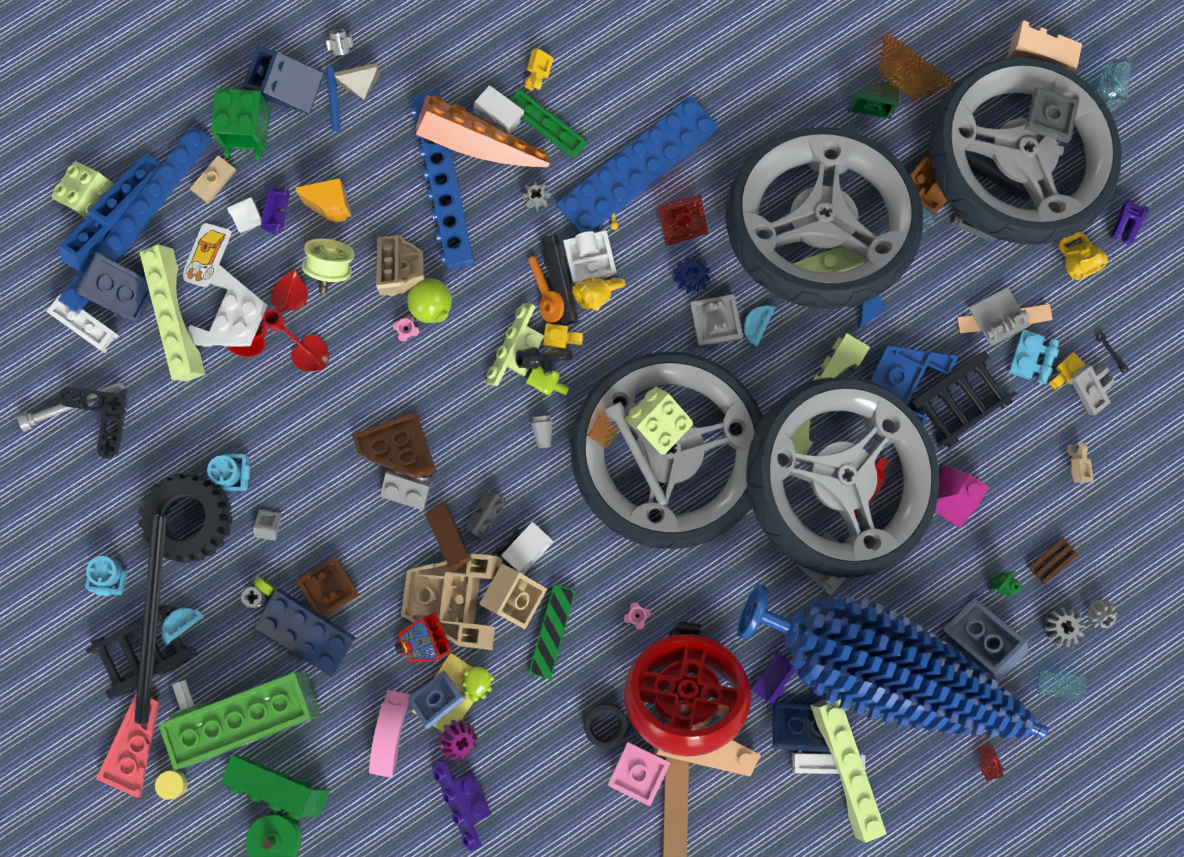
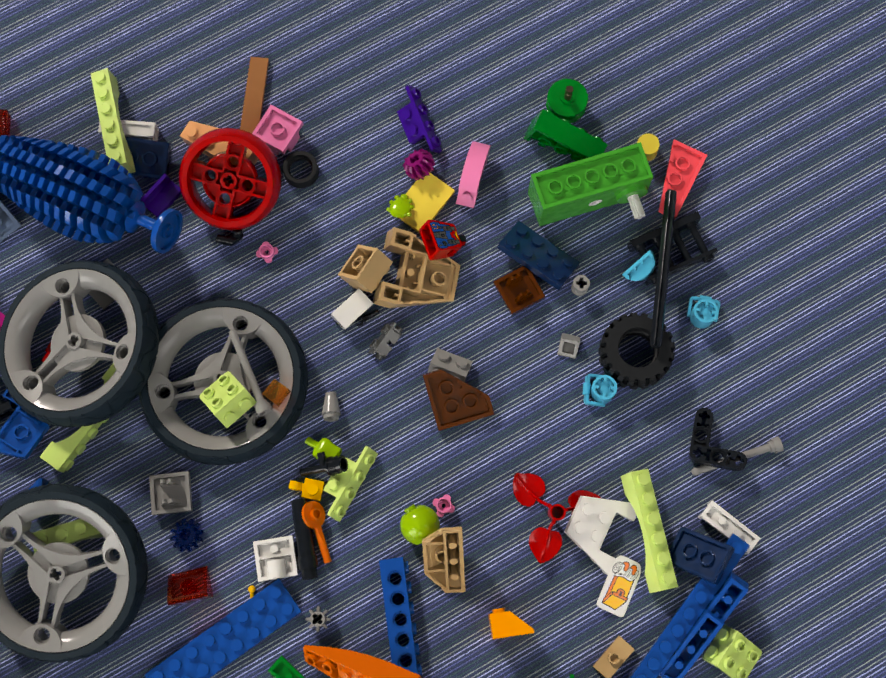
camera: 175 degrees left, 5 degrees down
(245, 215) = (582, 619): white panel -> none
(264, 586) = (571, 294): lime tile -> none
(272, 216) = (558, 613): dark purple hinge -> none
(327, 261) = (508, 567): yellowish green wheel -> none
(436, 699) = (433, 193): medium blue slope -> none
(448, 536) = (416, 321): reddish brown tile -> none
(552, 632) = (337, 244): tile -> none
(595, 291) = (272, 523): yellow piece -> none
(756, 323) = (136, 489): medium azure tile -> none

